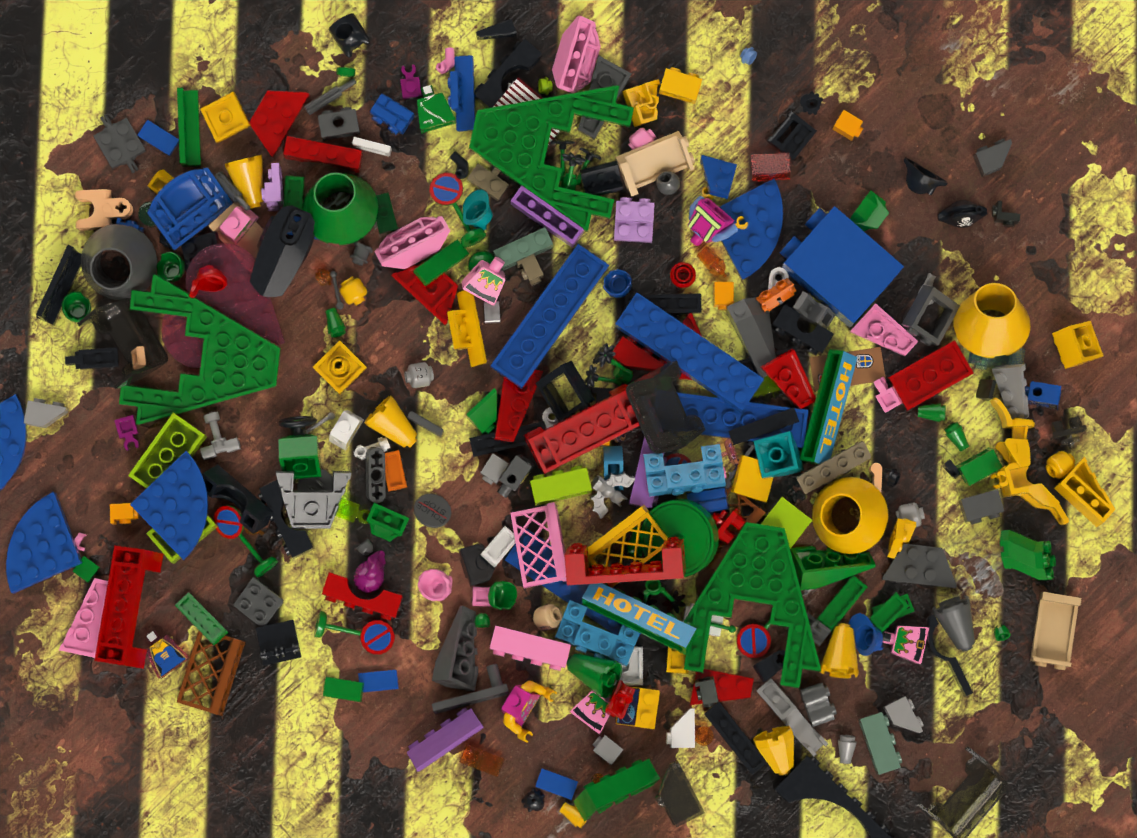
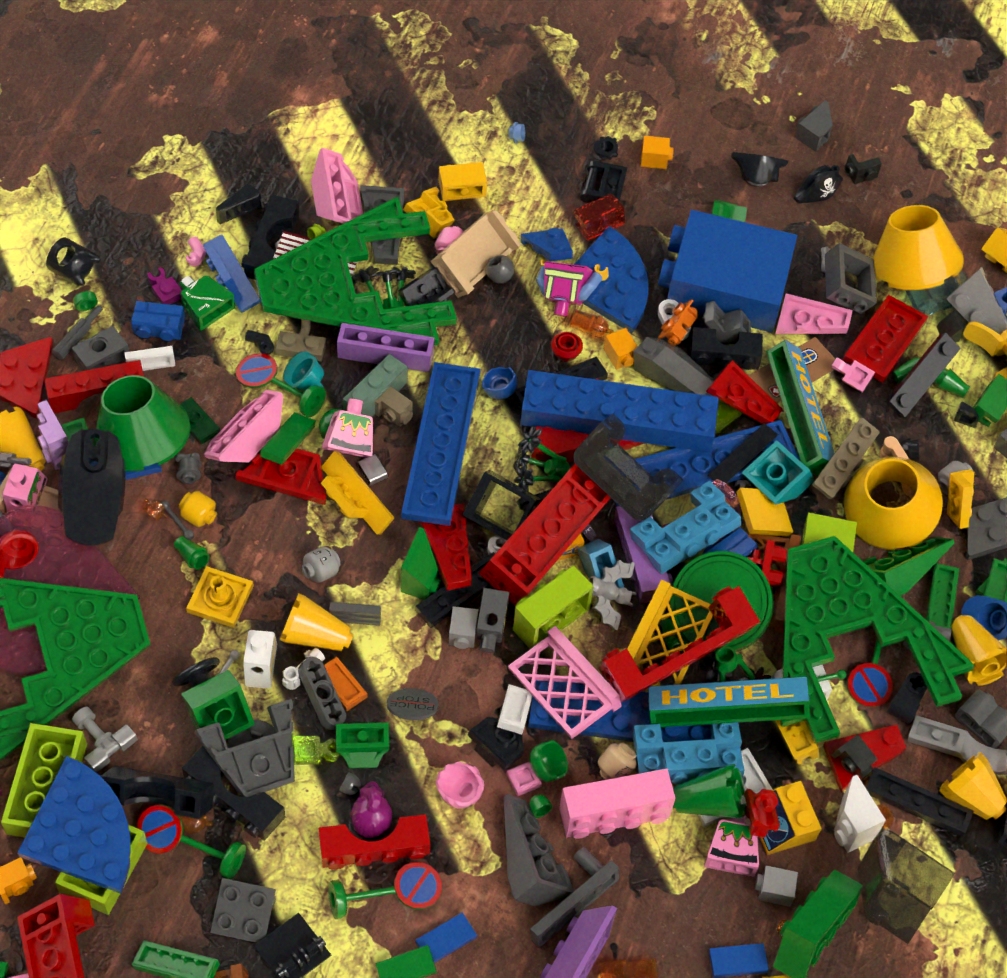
camera: 25 degrees left, 25 degrees down
(520, 704) = (641, 881): torso -> none
(634, 220) = (483, 319): lavender plate -> none
(935, 423) = (923, 374): none -> black plate

